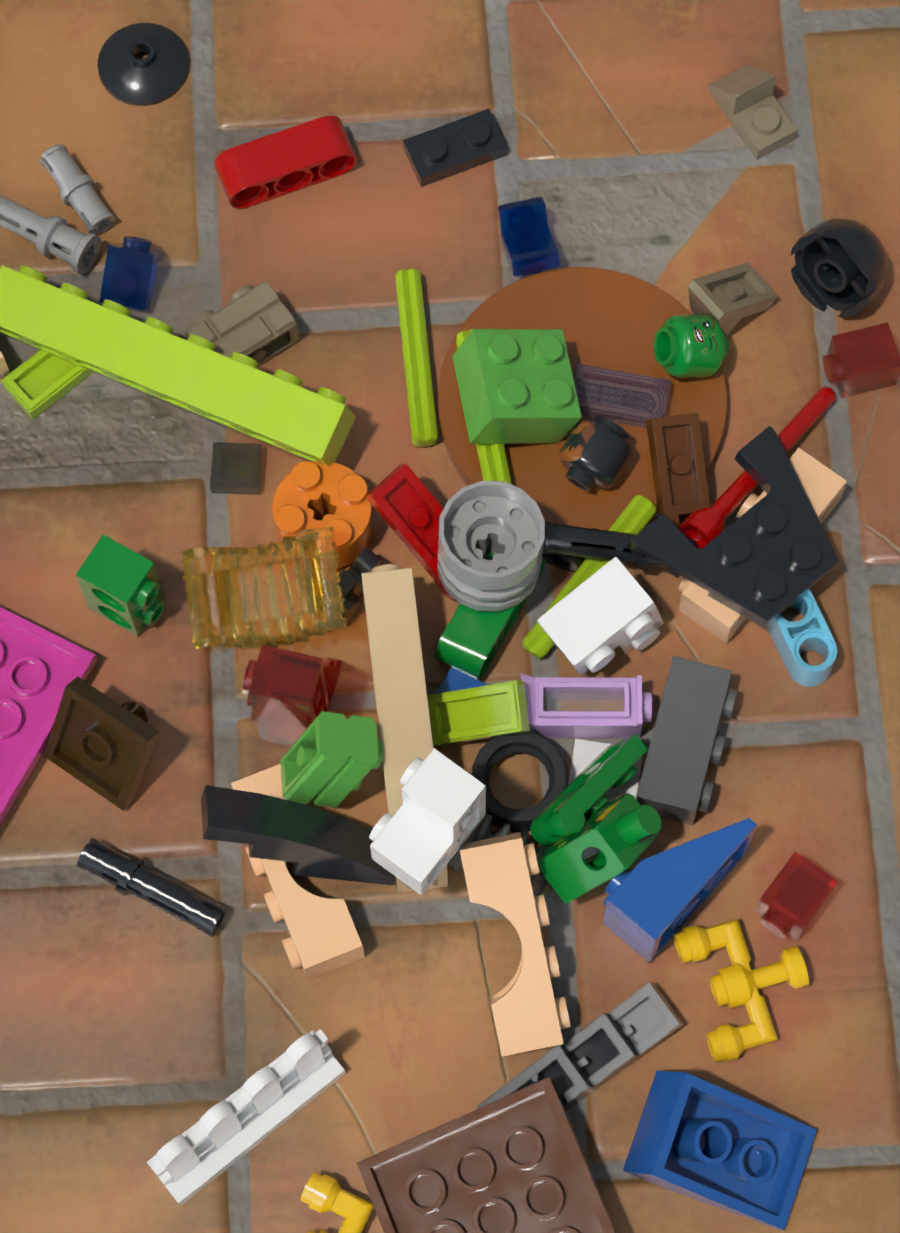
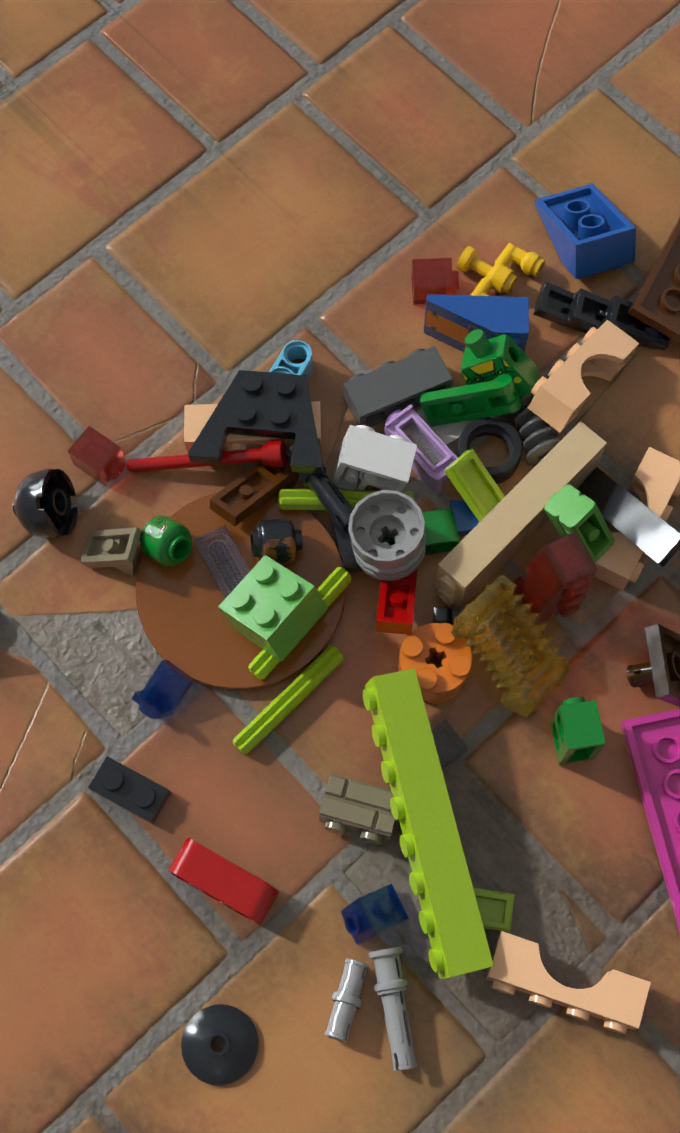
camera: 130 degrees left, 0 degrees up
(436, 818) = (577, 429): white brick -> none

